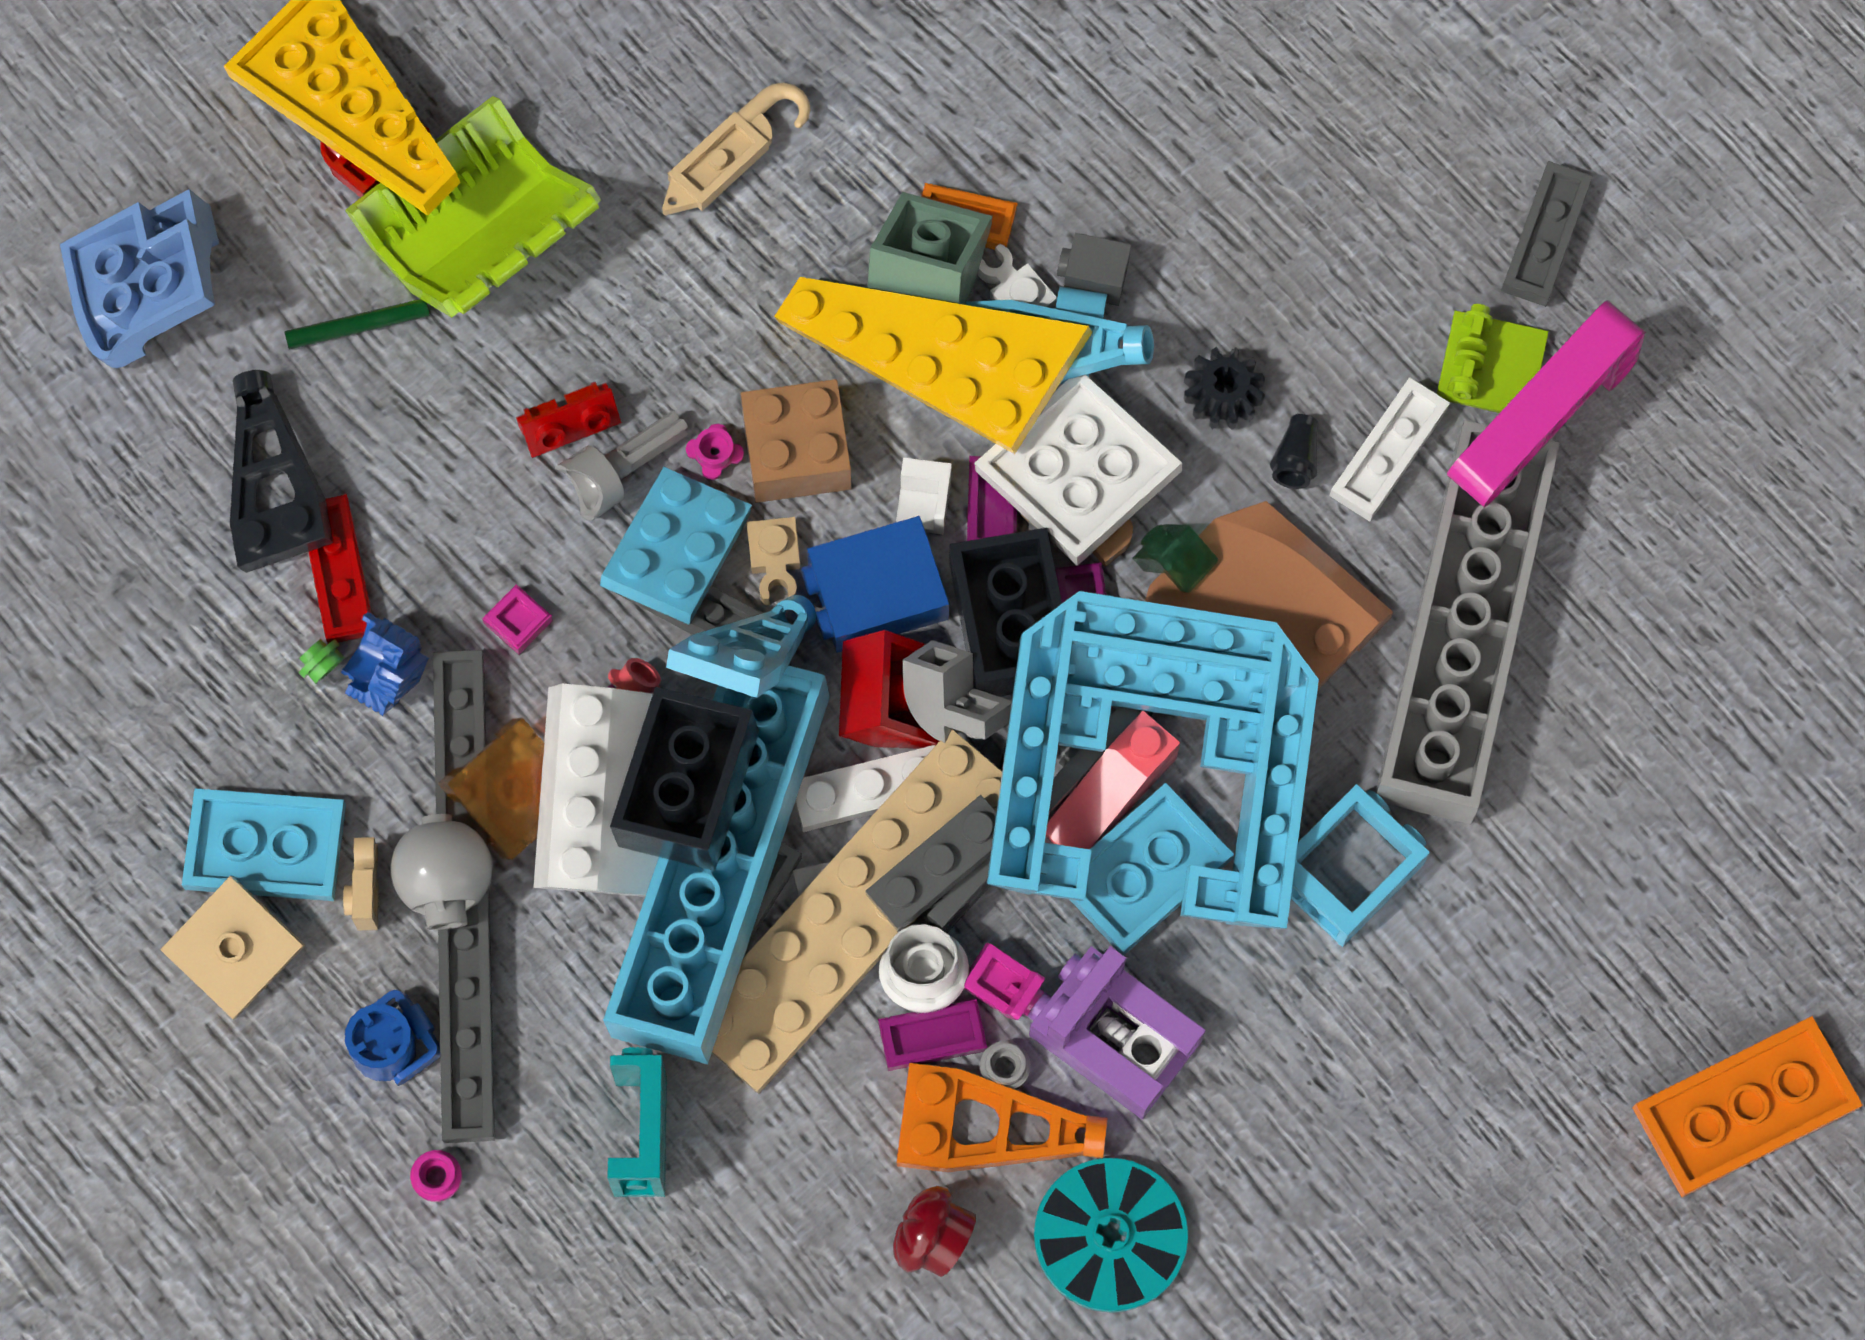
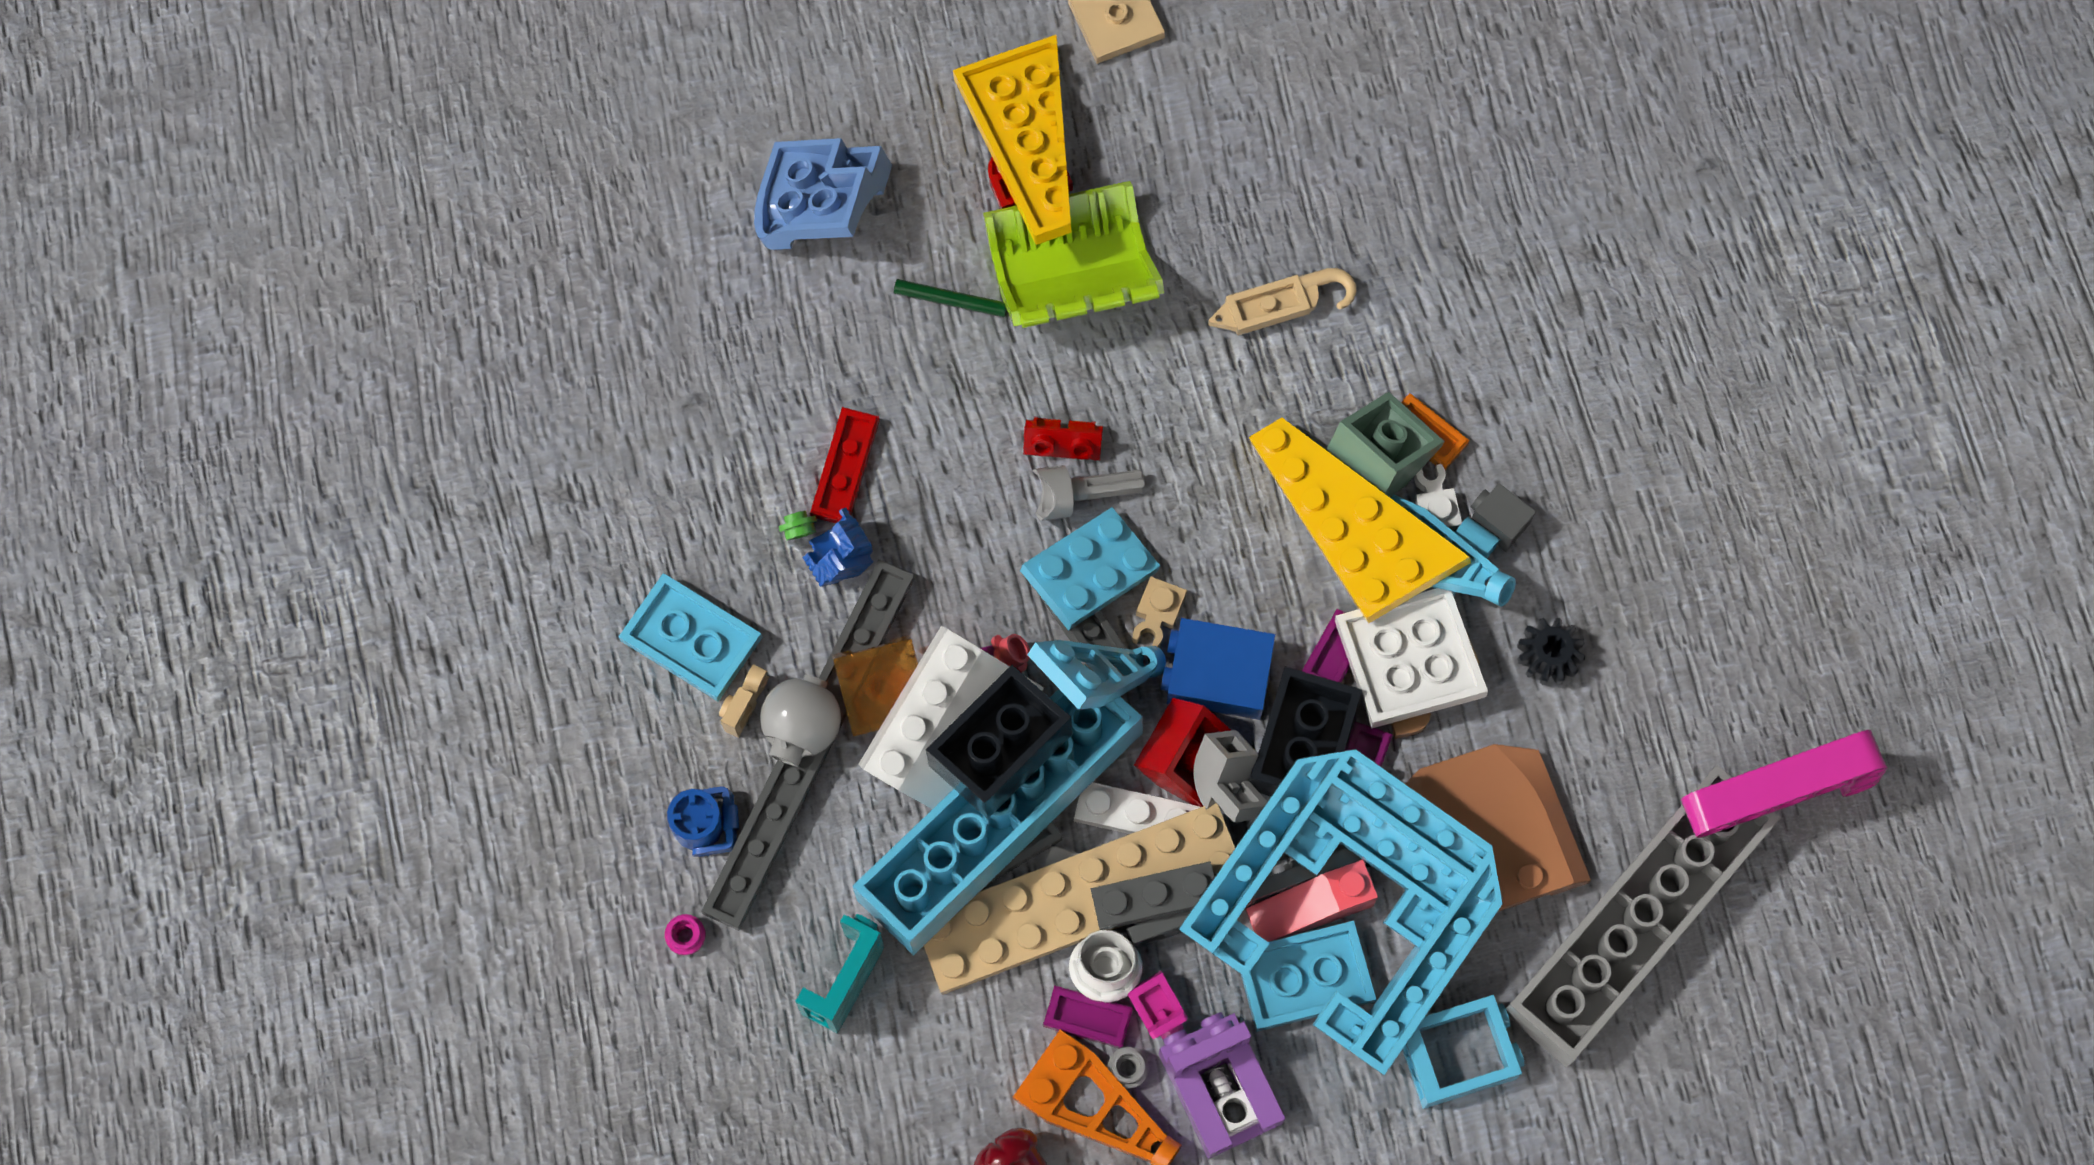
camera: 30 degrees right, 0 degrees up
(232, 947) = (630, 699): tan plate -> none
(285, 529) = (825, 420): black plate -> none
(517, 619) = (951, 565): dark pink tile -> none
(714, 437) = (1159, 503): dark pink plate -> none
(796, 440) = (1215, 535): medium nougat brick -> none
(925, 493) = (1289, 620): white panel -> none
(1176, 553) = (1450, 756): clear green bracket -> none
(1296, 456) = (1579, 727): black cone -> none
(1389, 449) = (1651, 757): white plate -> none
(1488, 359) = (1762, 728): lime hinge -> none
(1546, 233) = (1856, 655): dark grey plate -> none

